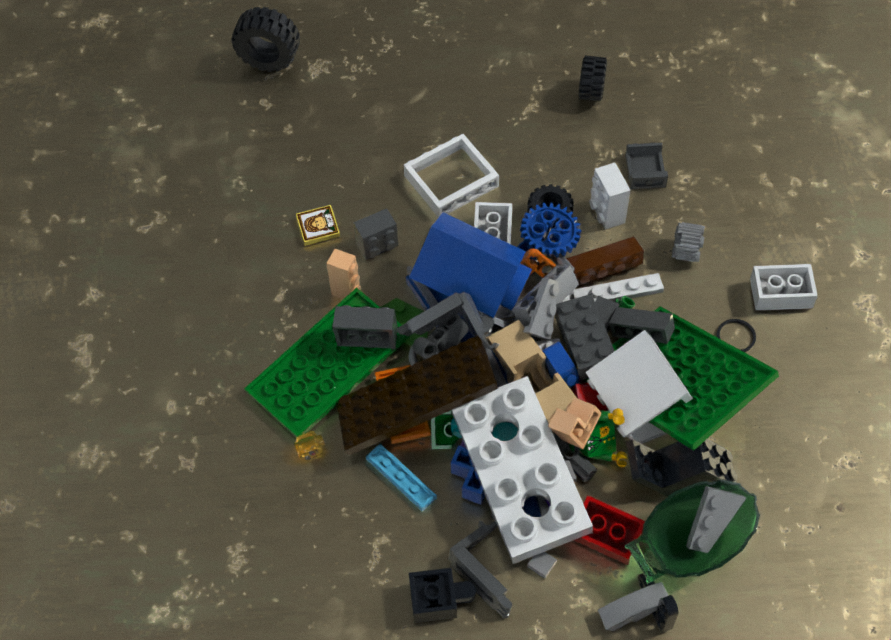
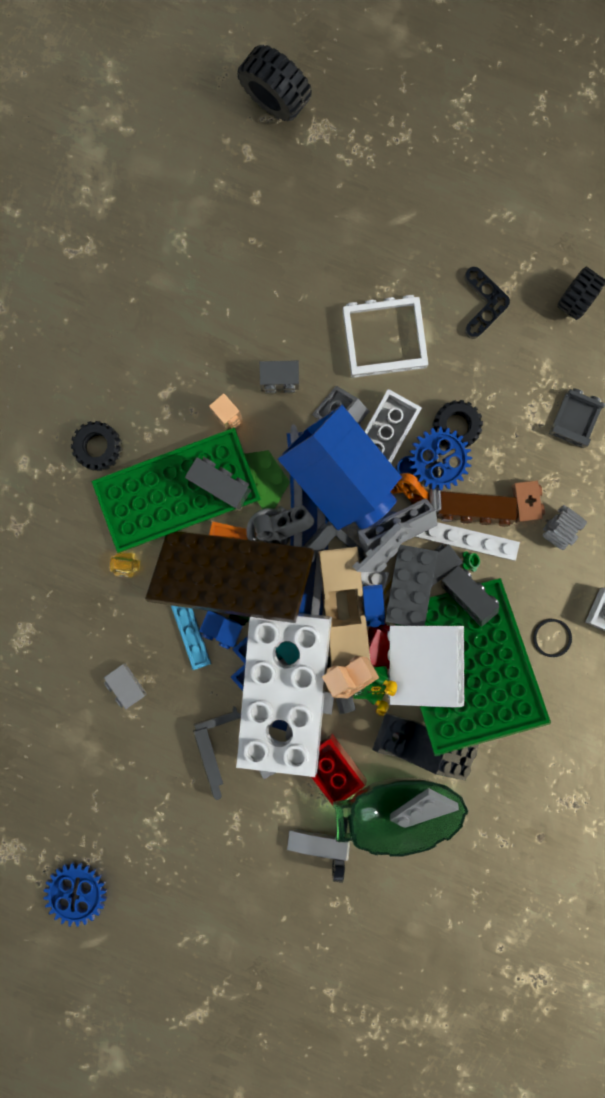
camera: 20 degrees right, 30 degrees up
(233, 344) = (85, 434): none -> black tyre
(317, 225) = (233, 331): tile -> none
(362, 552) = (124, 686): none -> light grey brick
(432, 455) = (221, 628): none -> blue brick
(436, 595) = (168, 754): black brick -> none
(445, 310) = (299, 508): dark grey hinge -> none
(522, 118) = (490, 299): none -> black beam
(609, 196) = (517, 445): white brick -> none
(647, 237) = (525, 511): none -> nougat brick

